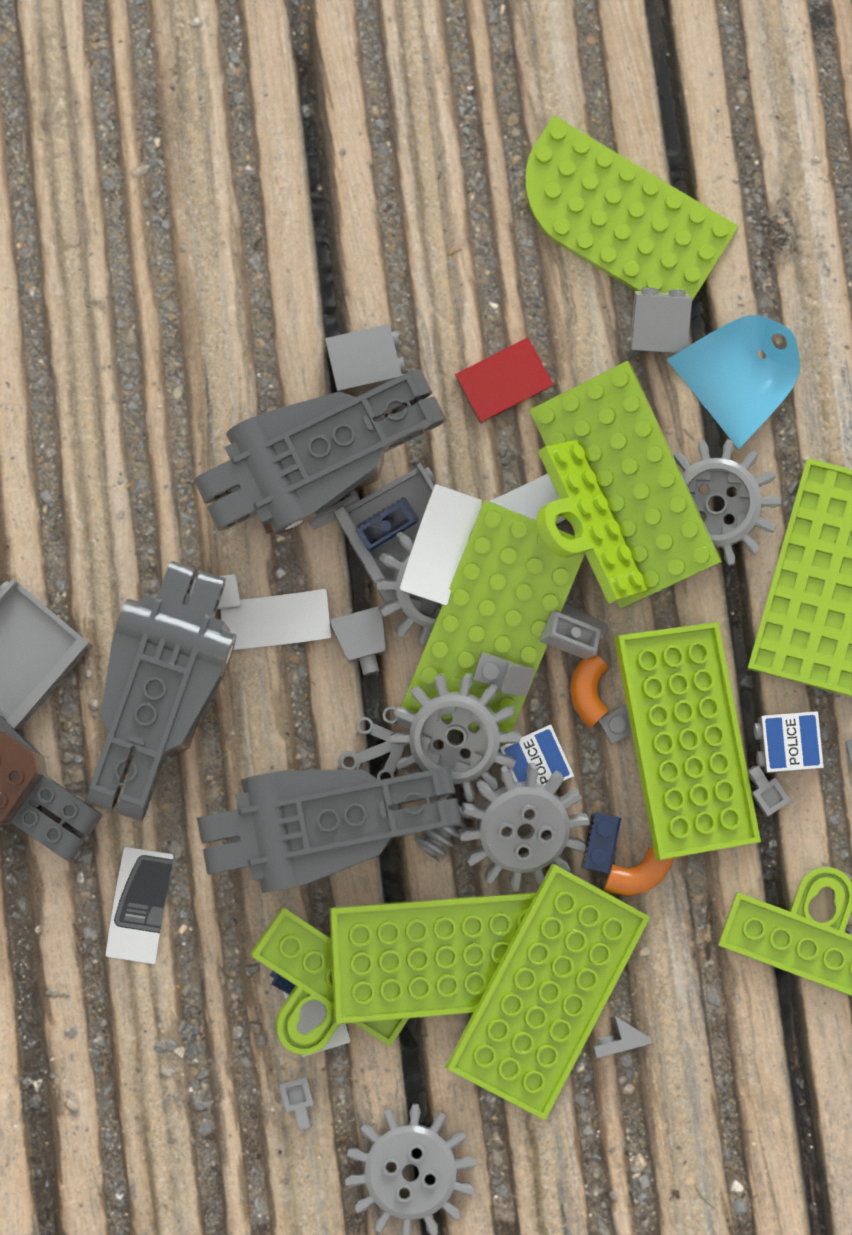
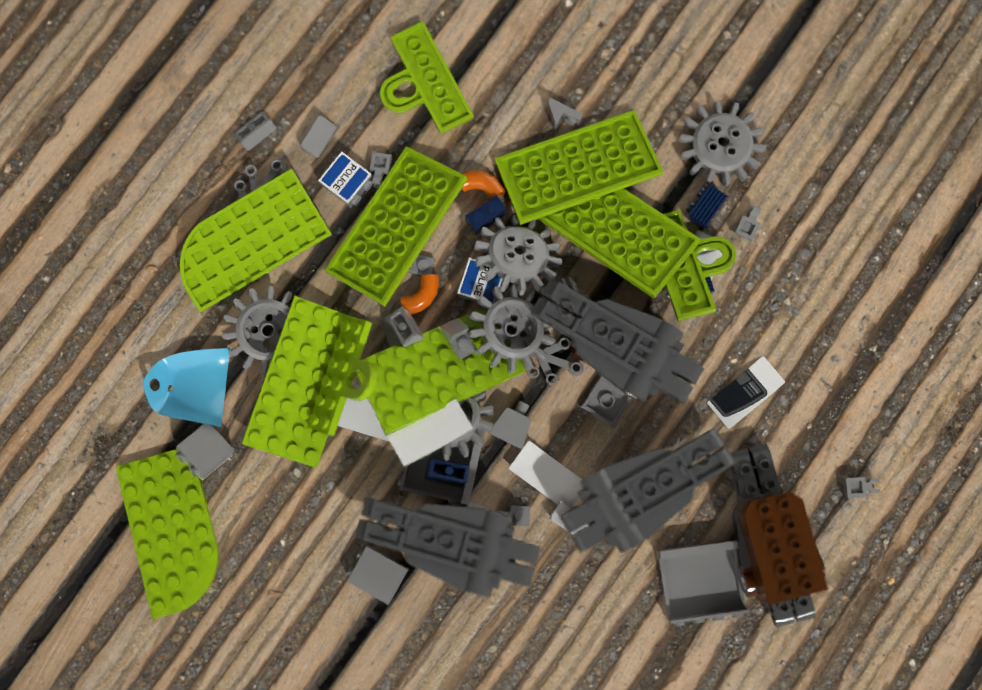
camera: 140 degrees left, 0 degrees up
(272, 549) = (519, 514): none -> light grey plate
(283, 750) = (606, 402): none -> light grey tile
(364, 1078) = (706, 206): none -> dark blue brick
(504, 380) = (314, 496): red tile -> none

